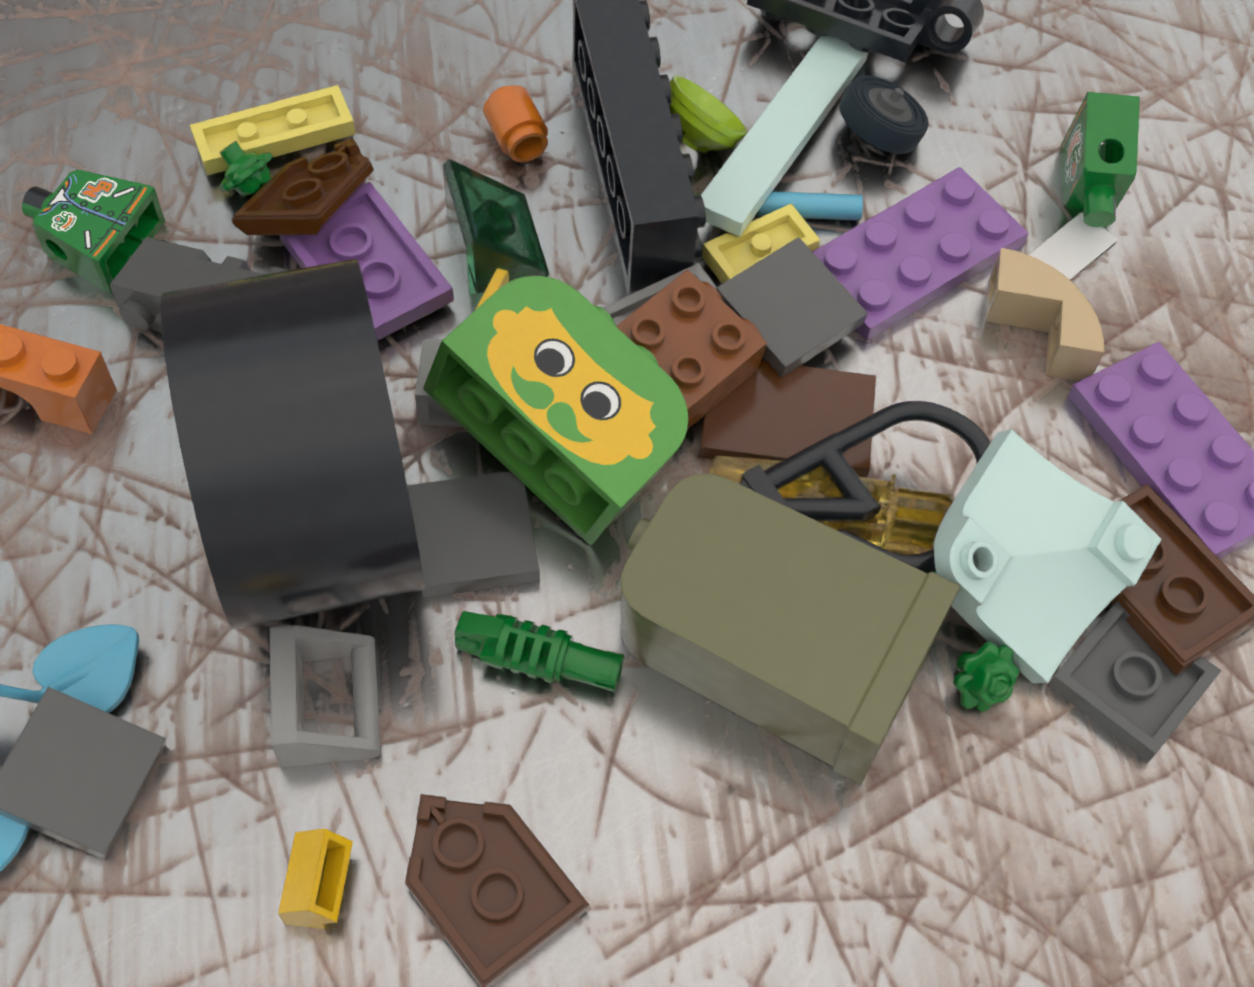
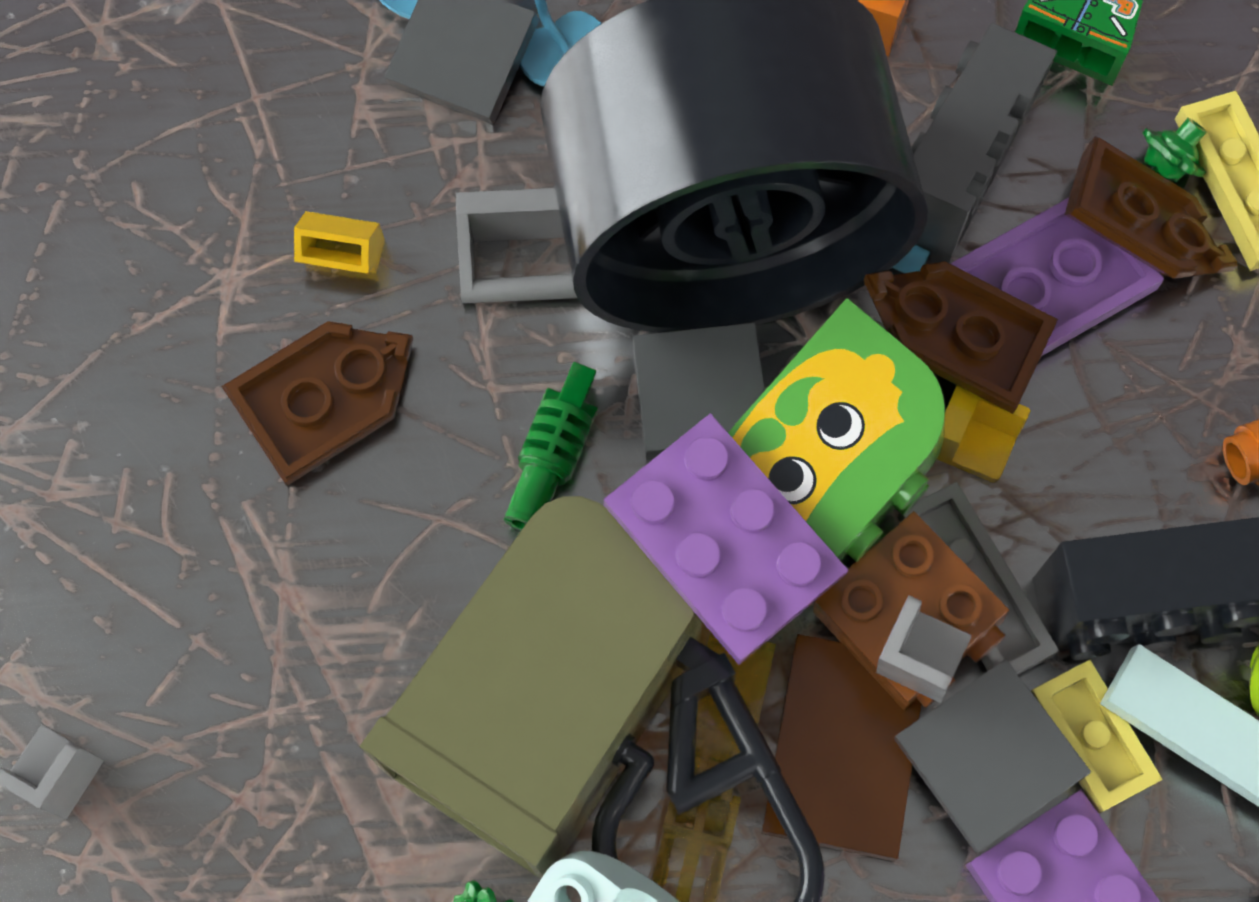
camera: 100 degrees right, 10 degrees up
(427, 302) = (964, 329): none -> reddish brown tile
(490, 228) = (1103, 412): clear green slope -> none
(657, 449) = (725, 538): none -> medium lavender plate
(737, 317) = (922, 652): none -> light grey panel
(816, 205) = (1173, 818): medium azure piece -> none

